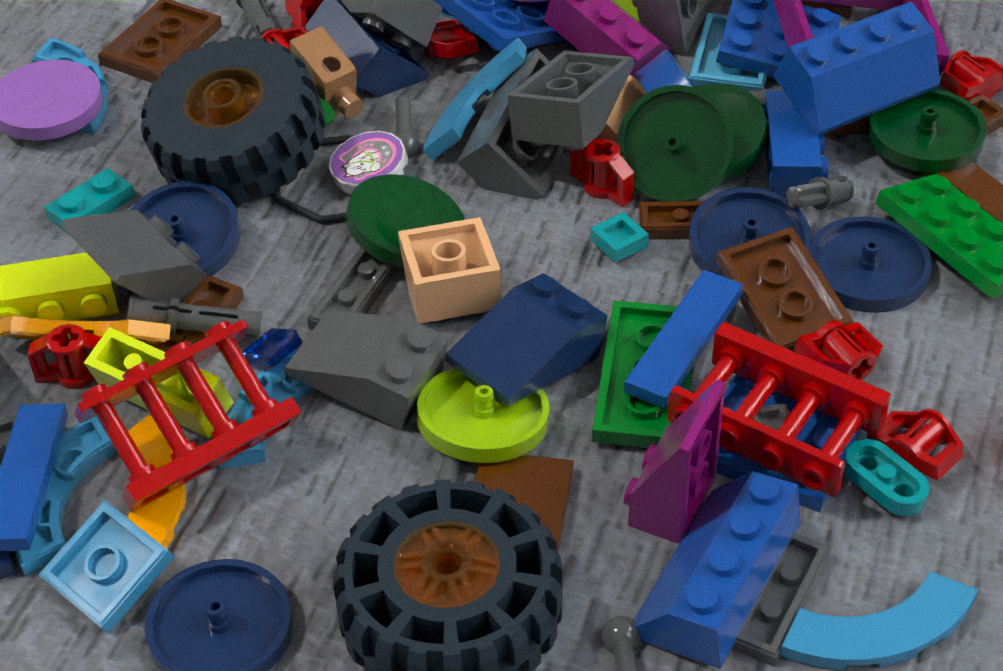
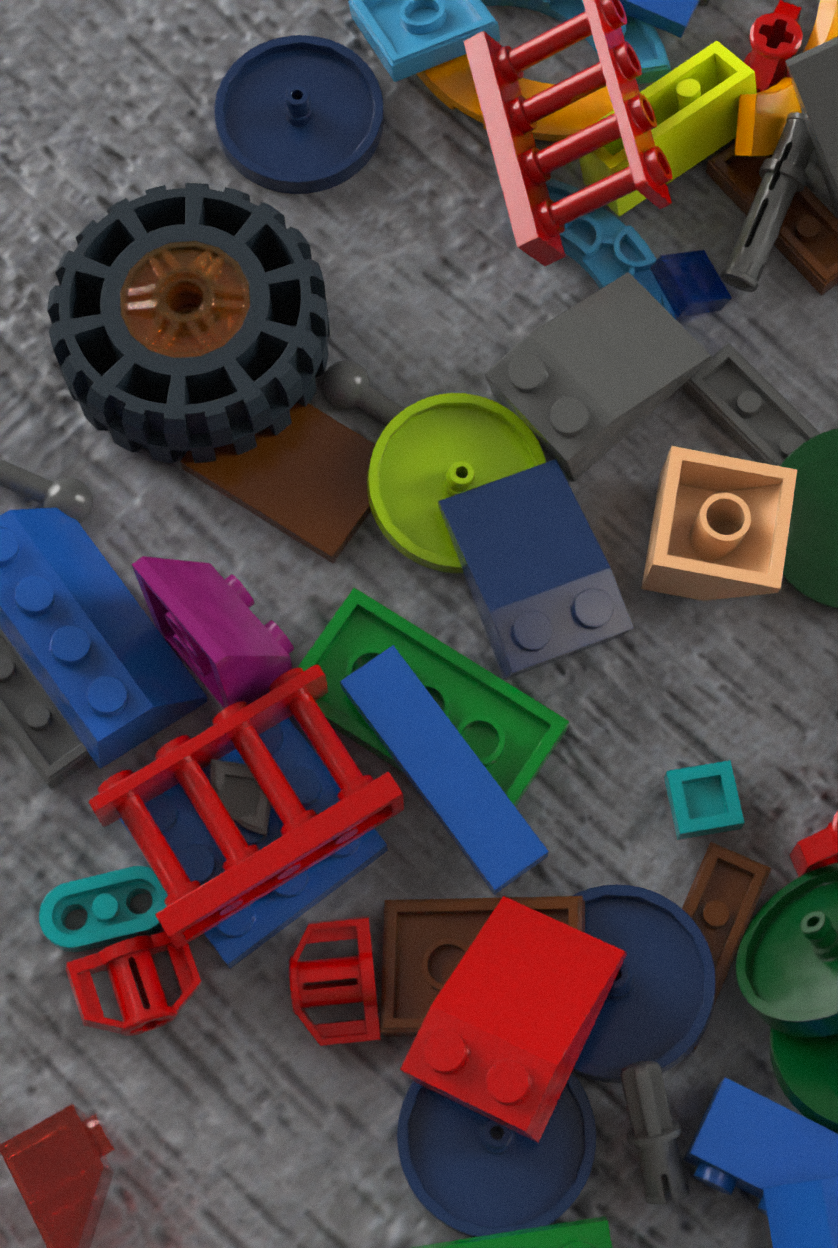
camera: 115 degrees right, 25 degrees up
(812, 243) = (514, 1017): none -> red slope

